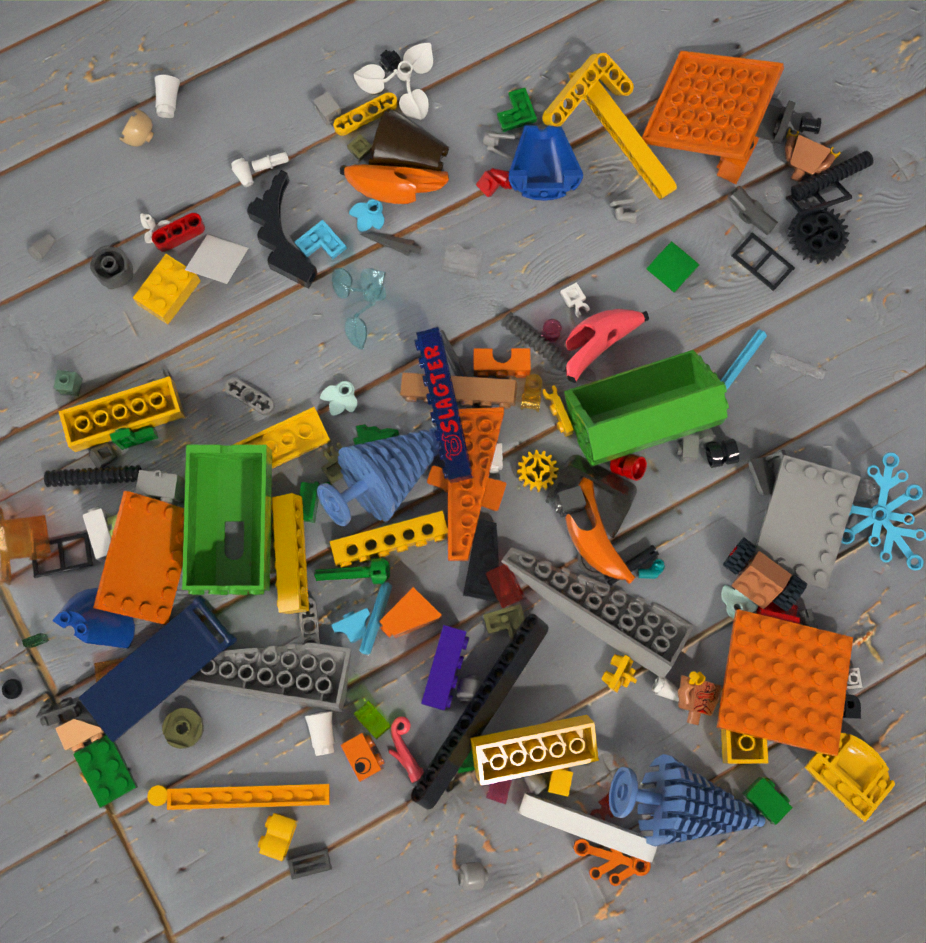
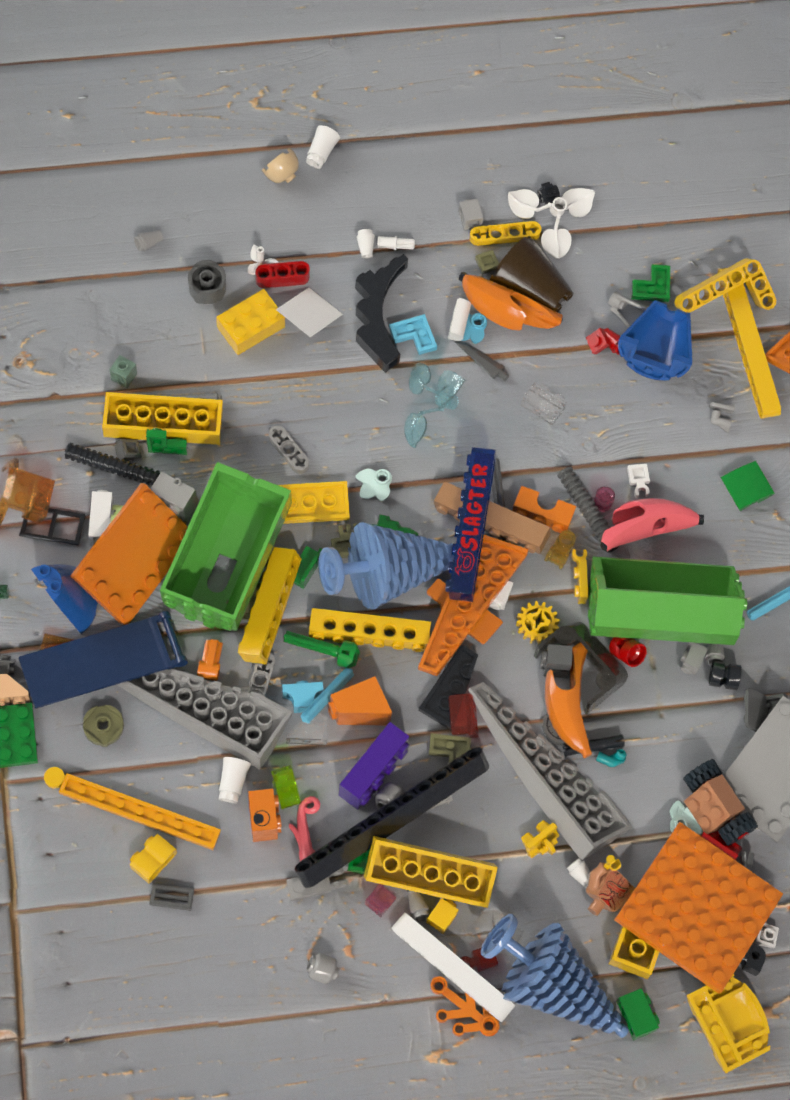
camera: 15 degrees right, 10 degrees down
(258, 631) = (209, 665): none -> orange piece
(356, 212) = (459, 320): none -> white brick

